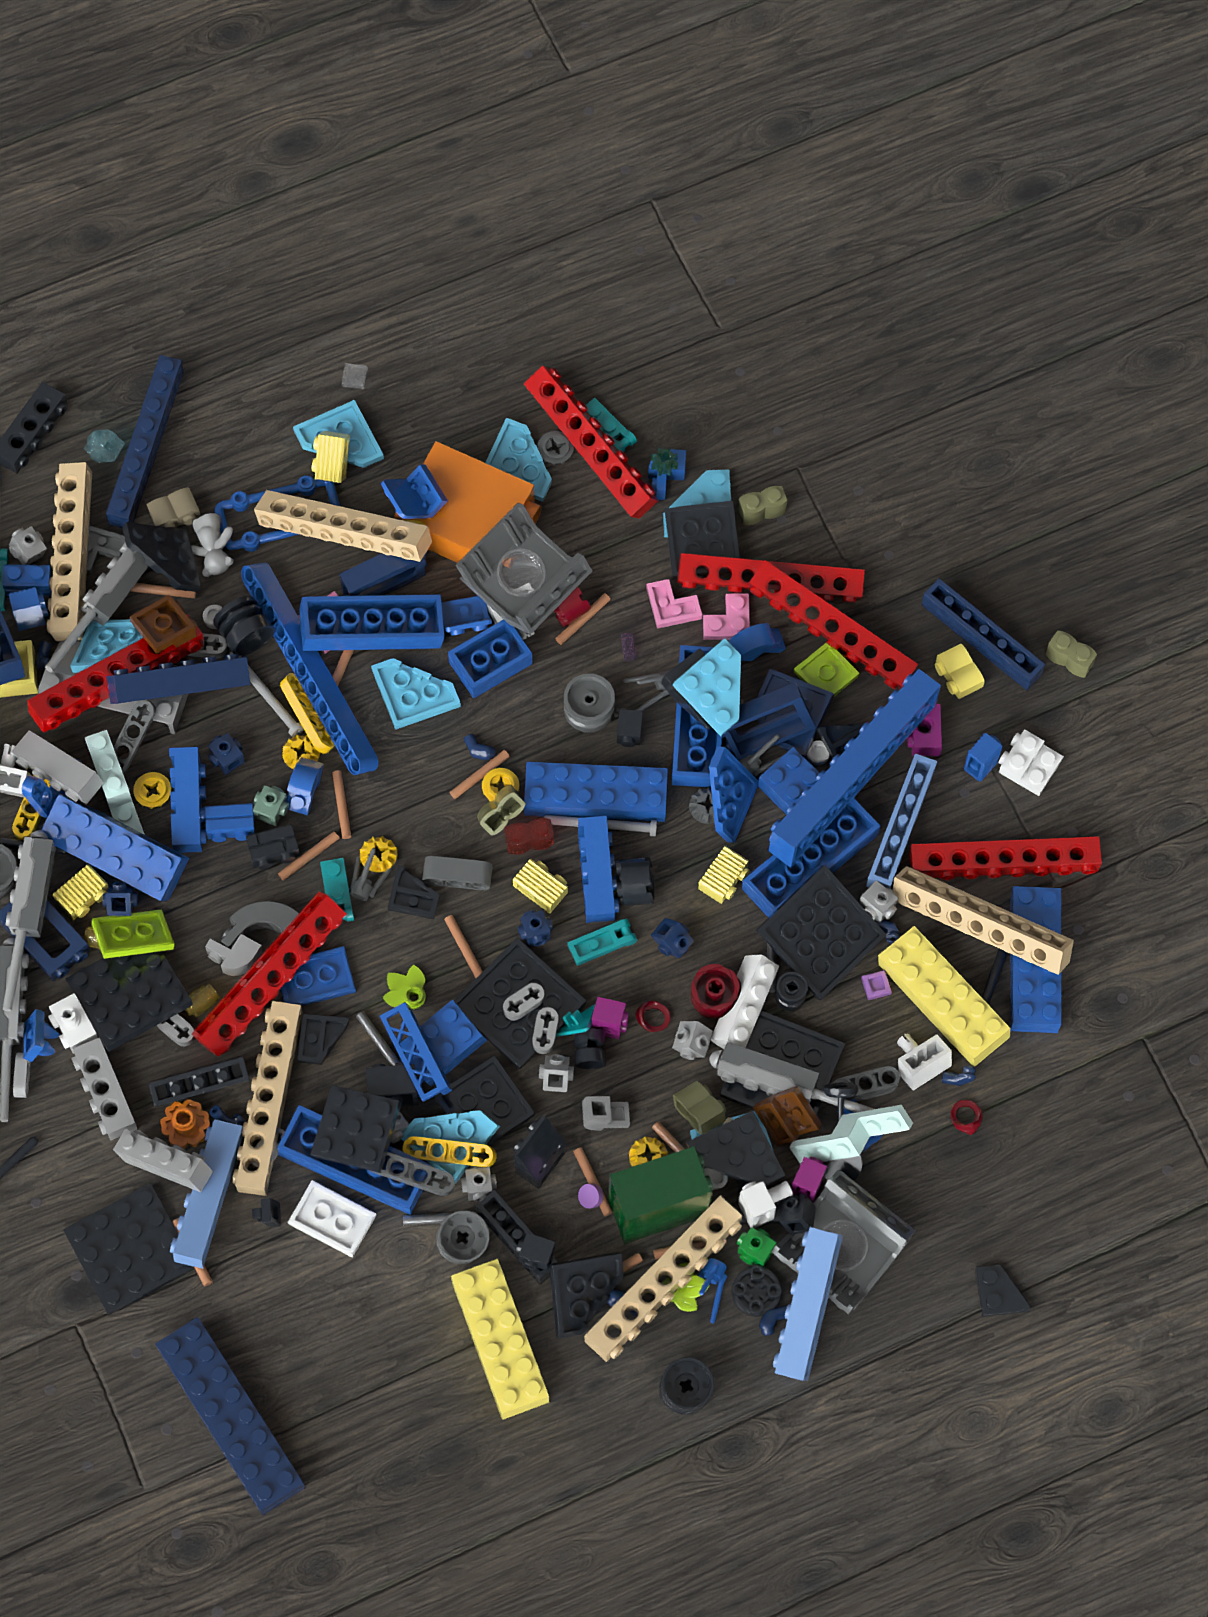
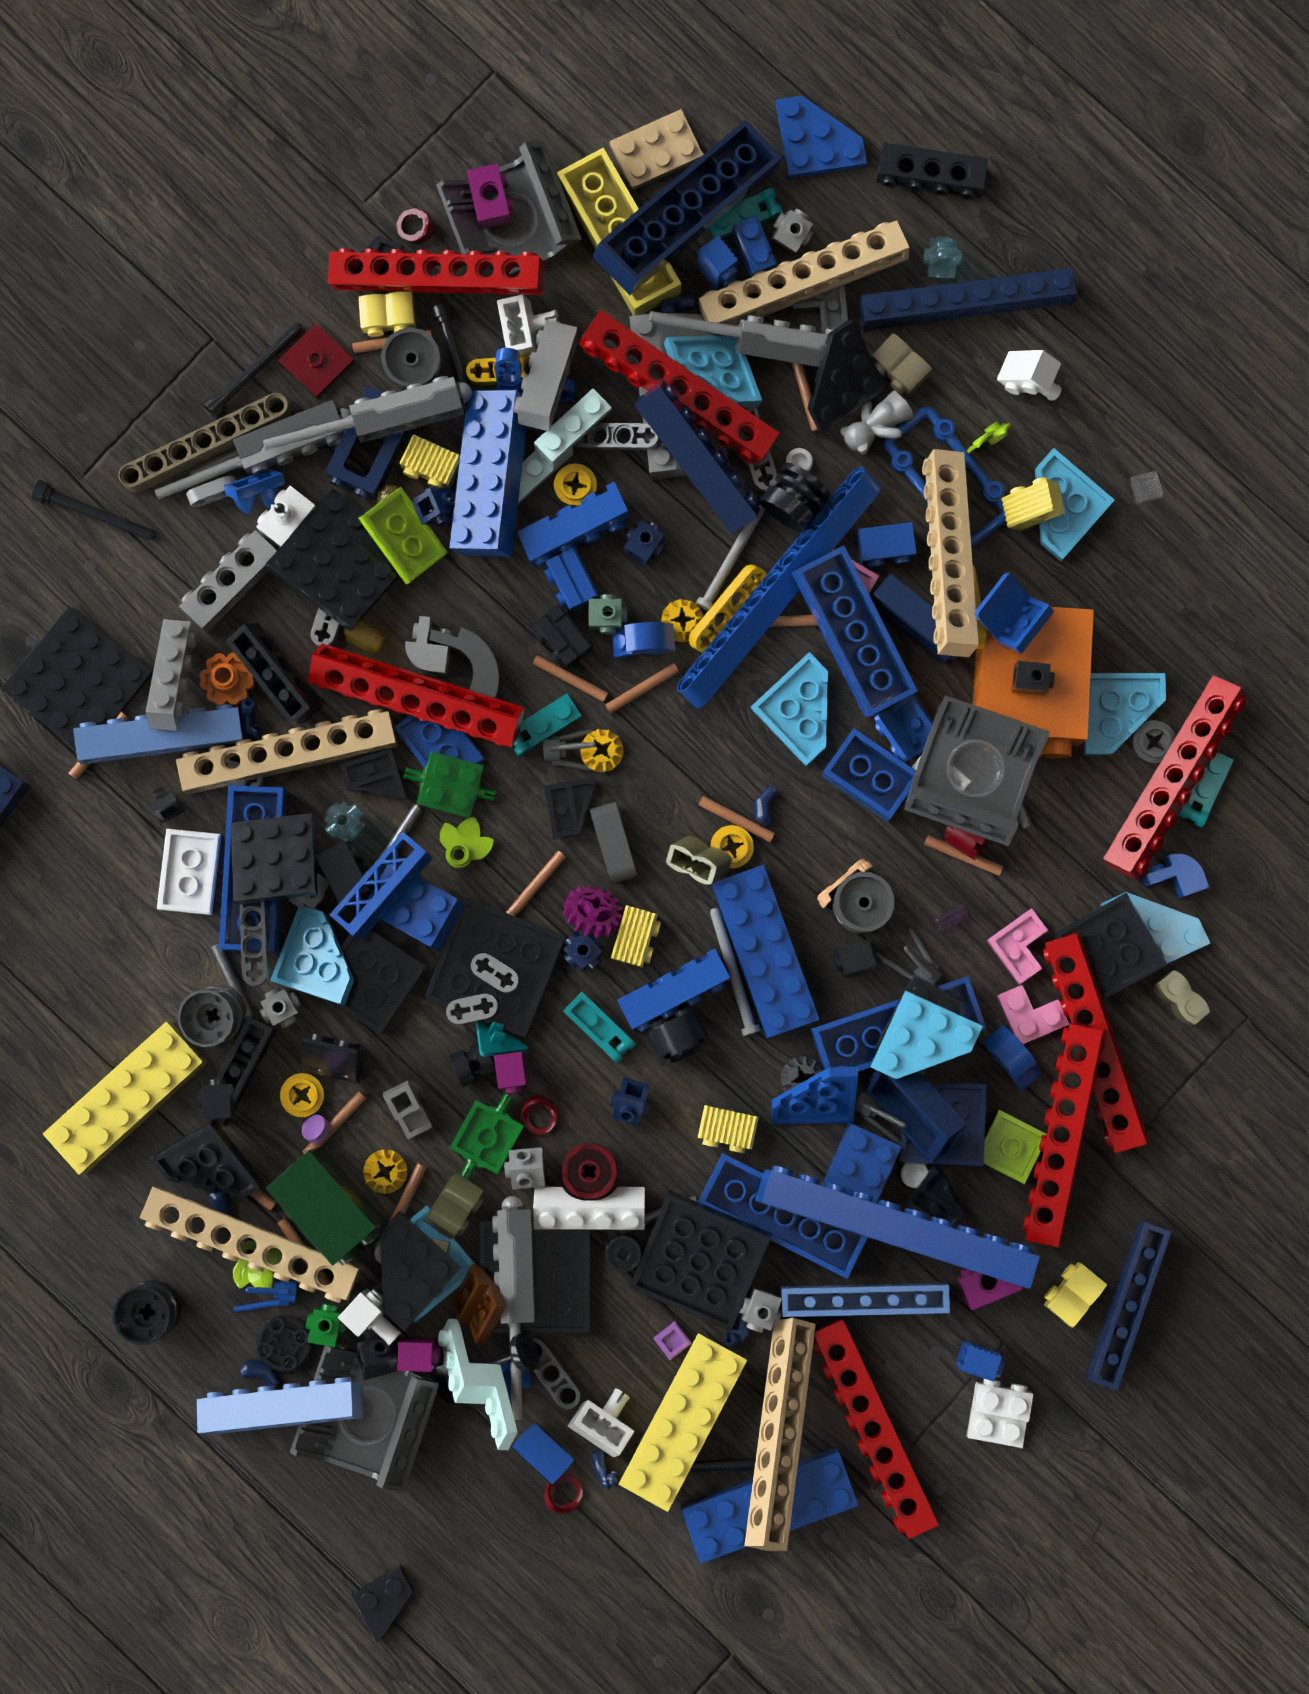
camera: 70 degrees right, 15 degrees up
(164, 624) = (749, 413): reddish brown plate -> none
(226, 418) = (1030, 373): none -> white brick
(261, 465) = (993, 434): none -> lime plate
(312, 575) = (886, 545): none -> blue brick
(349, 1080) = (351, 829): none -> clear light blue brick
(353, 979) = (449, 784): none -> green plate
(449, 1151) = (293, 965): yellow beam -> none
(469, 502) = (1032, 678): none -> black brick
(506, 906) = (593, 911): none -> magenta gear
(535, 835) = (680, 895): clear red brick -> none
(556, 1073) = (430, 1039): light grey brick -> none
(563, 1187) = (288, 1095): none -> yellow gear
(571, 730) = (861, 865): none -> light nougat piece
(653, 1062) = (486, 1136): none -> green plate
(669, 458) = (1177, 876): clear green gear -> none
(929, 1116) = (543, 1453): none -> blue slope
(1068, 652) = (1146, 1419): olive brick -> none

